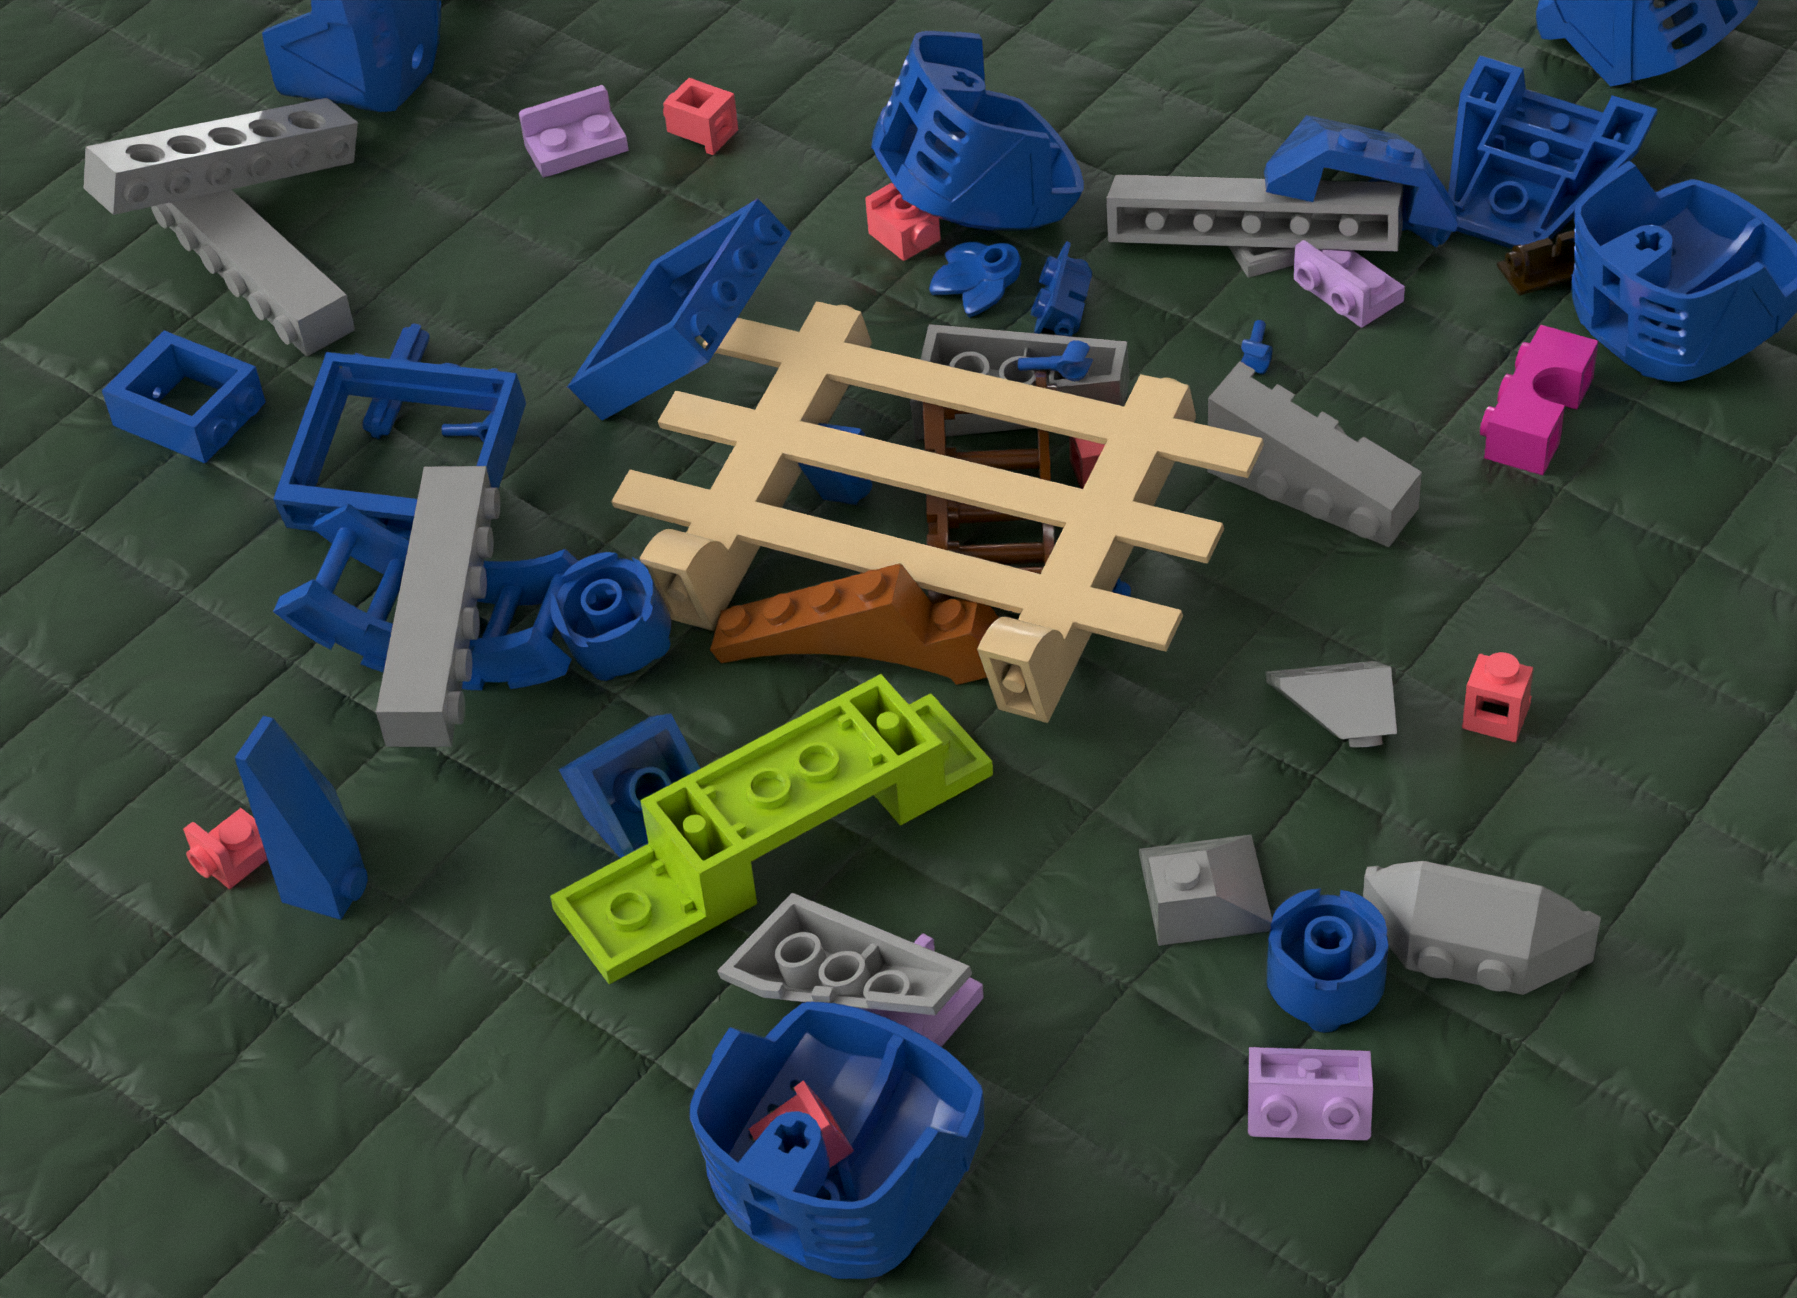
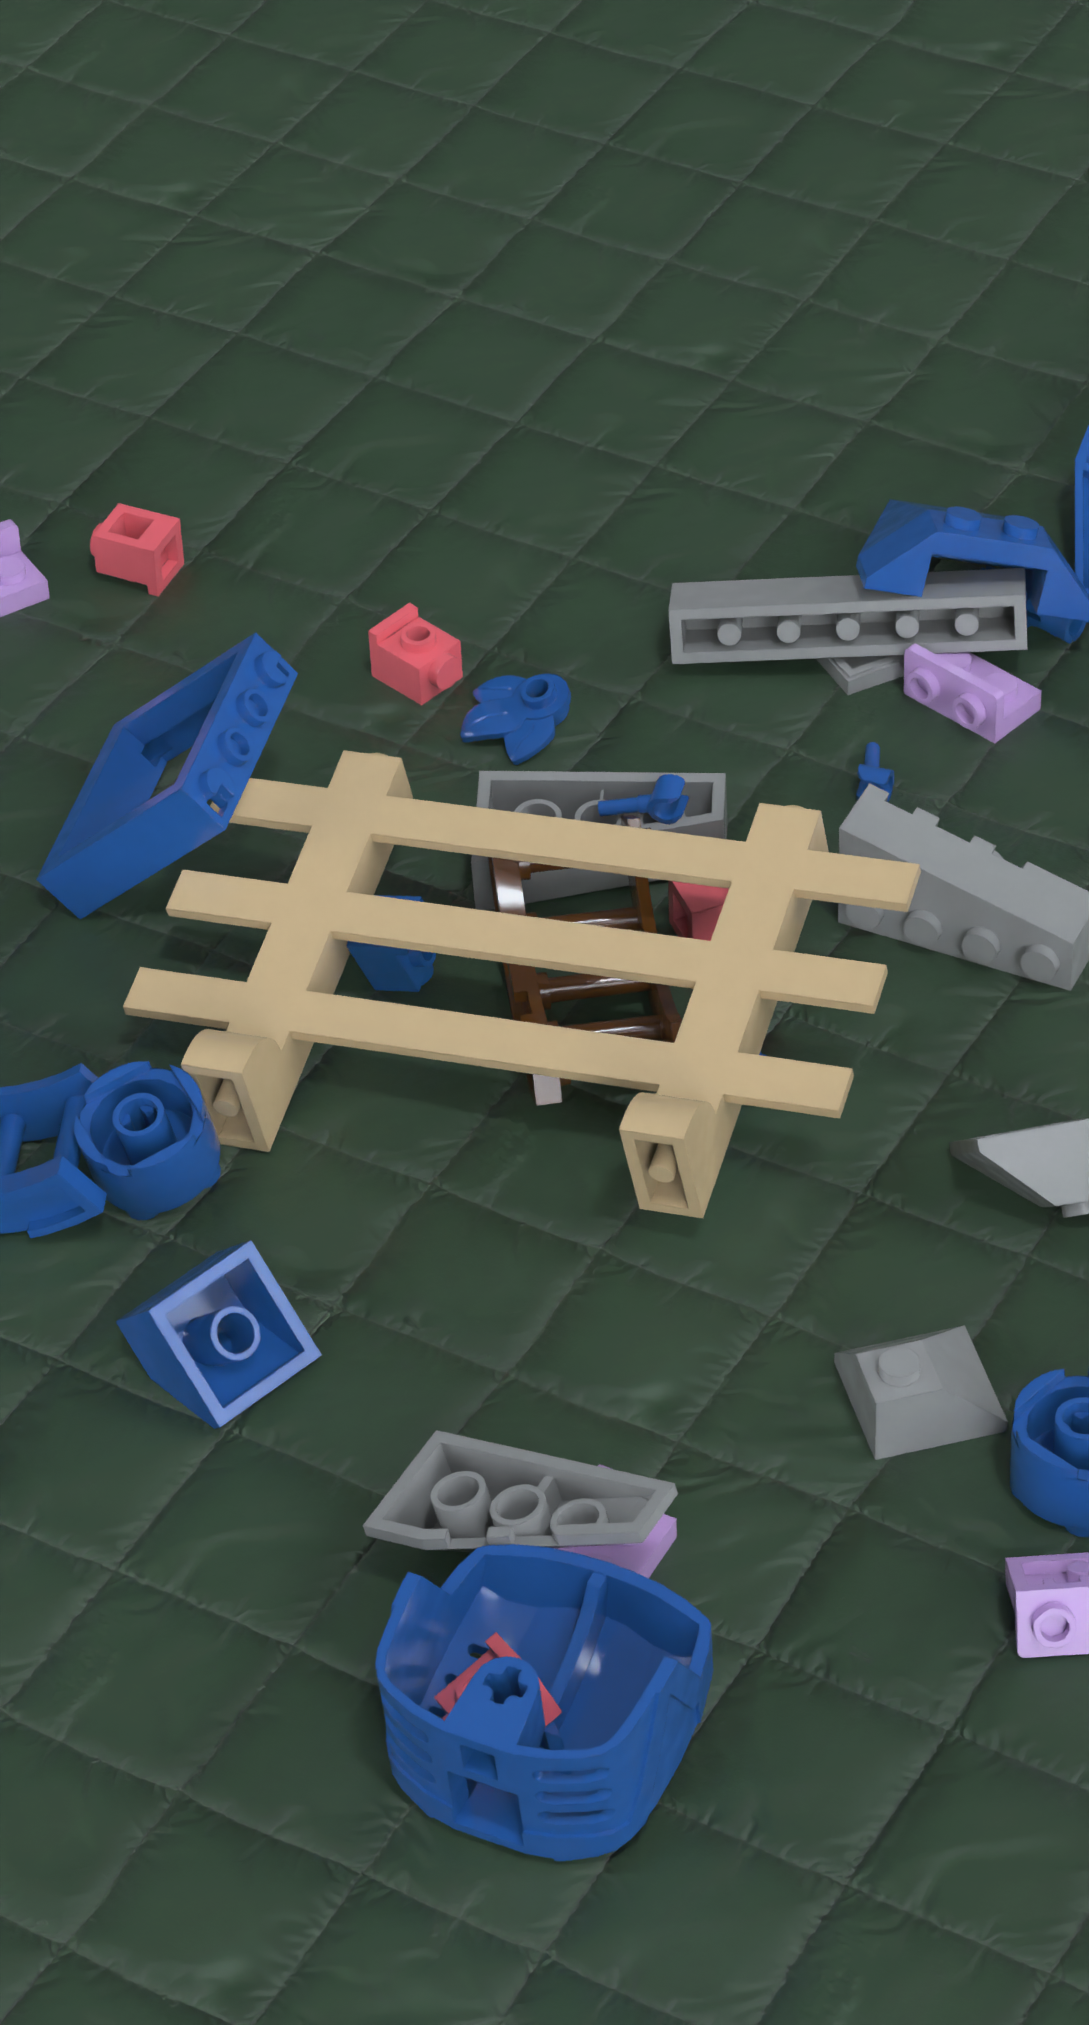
camera: 10 degrees left, 5 degrees down
(755, 800) = (331, 1357): lime bracket -> none
(863, 616) = (461, 1113): dark orange arch -> none
(1002, 156) = (488, 563): blue piece -> none
(1066, 288) = (627, 728): blue hinge -> none

